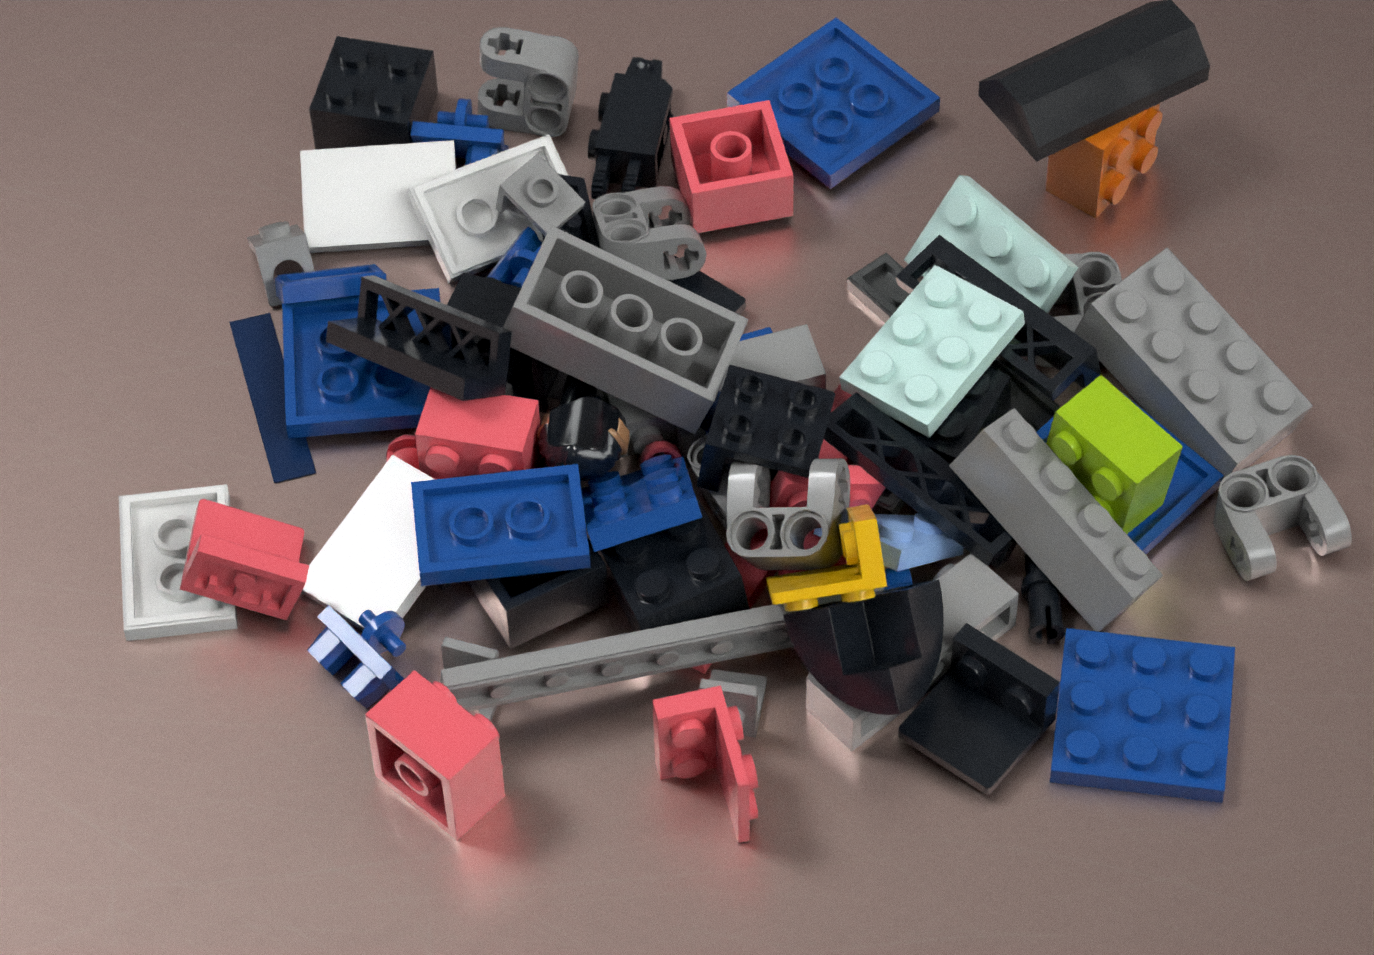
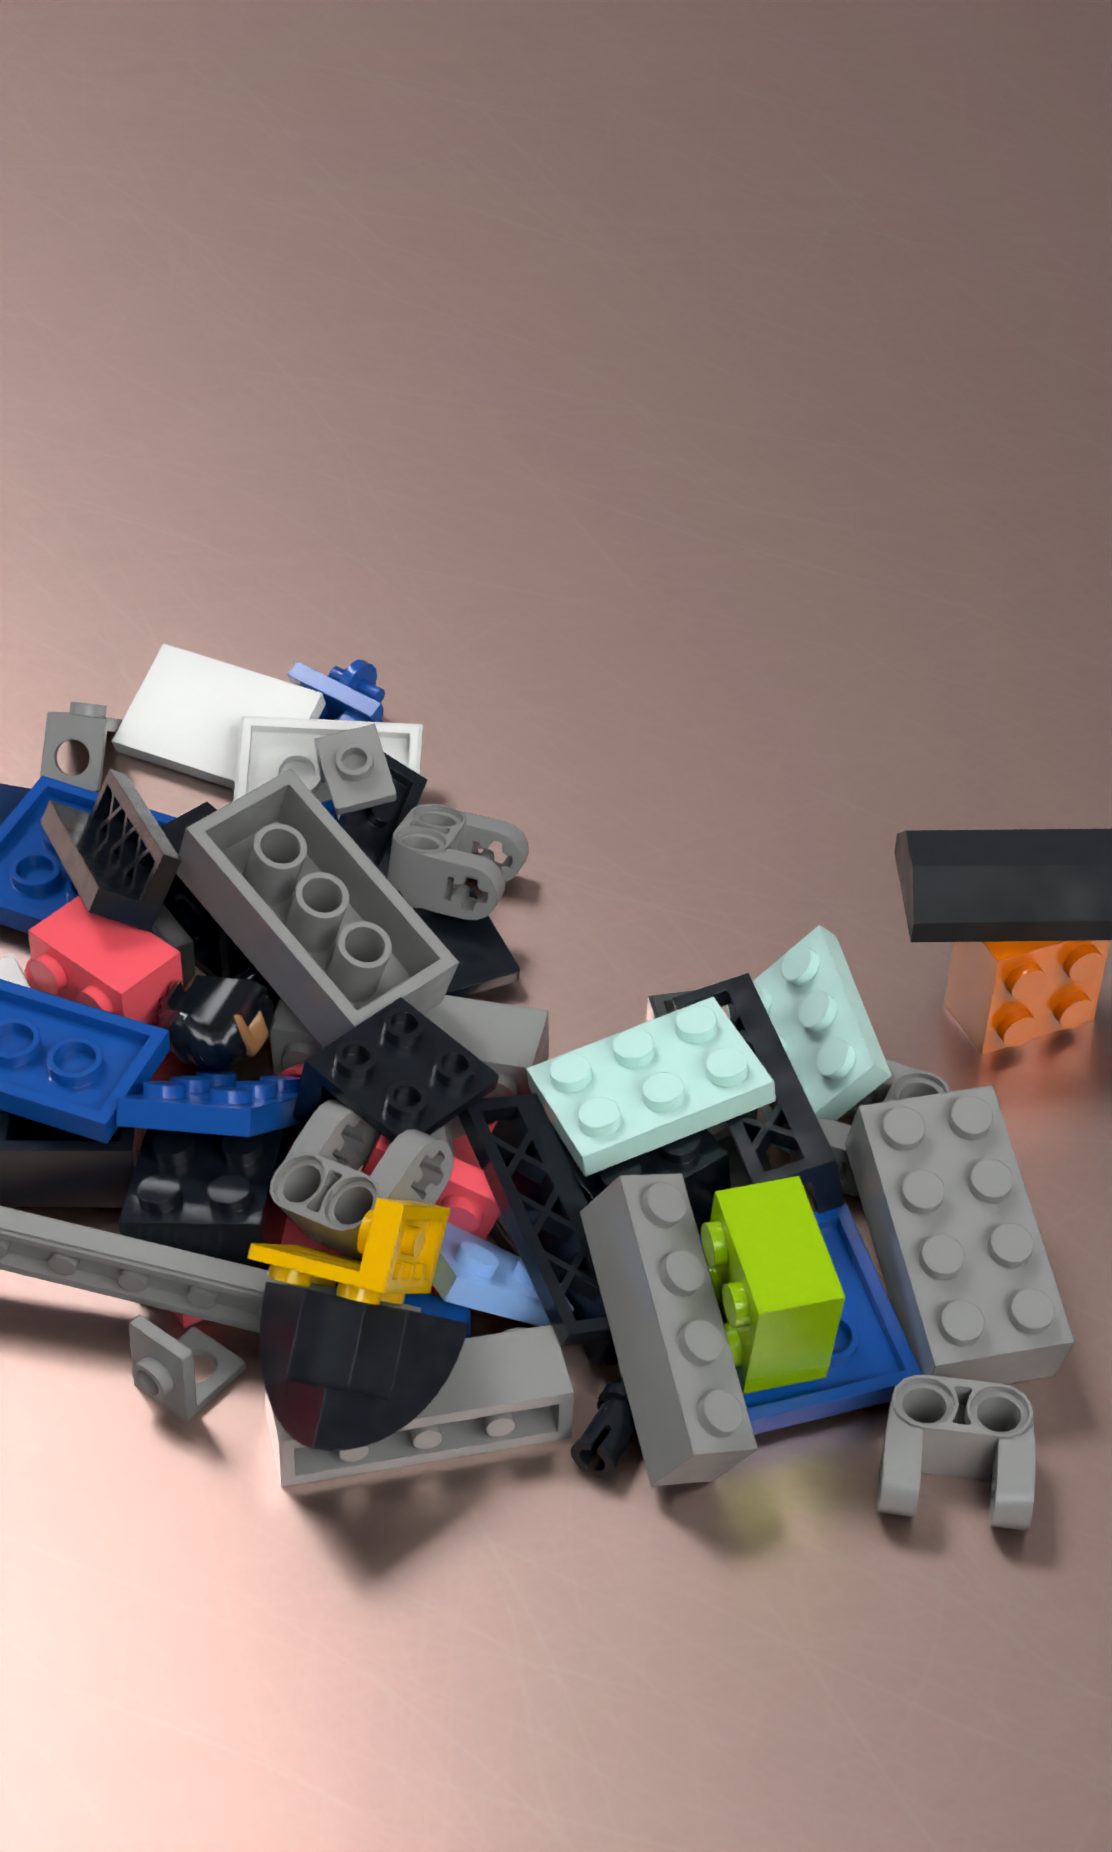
camera: 25 degrees right, 10 degrees down
(323, 283) = (91, 776): blue tile -> none
(372, 94) = (285, 619): black brick -> none
(532, 78) = (462, 673): light grey piece -> none
(632, 129) = (526, 762): black hinge -> none
(701, 734) = (95, 1389): coral bracket -> none
(731, 166) = (595, 833): coral brick -> none
(837, 101) = (763, 822): blue plate -> none
(982, 711) = (445, 1512): black bracket -> none
(1143, 715) = (642, 1607): blue plate -> none

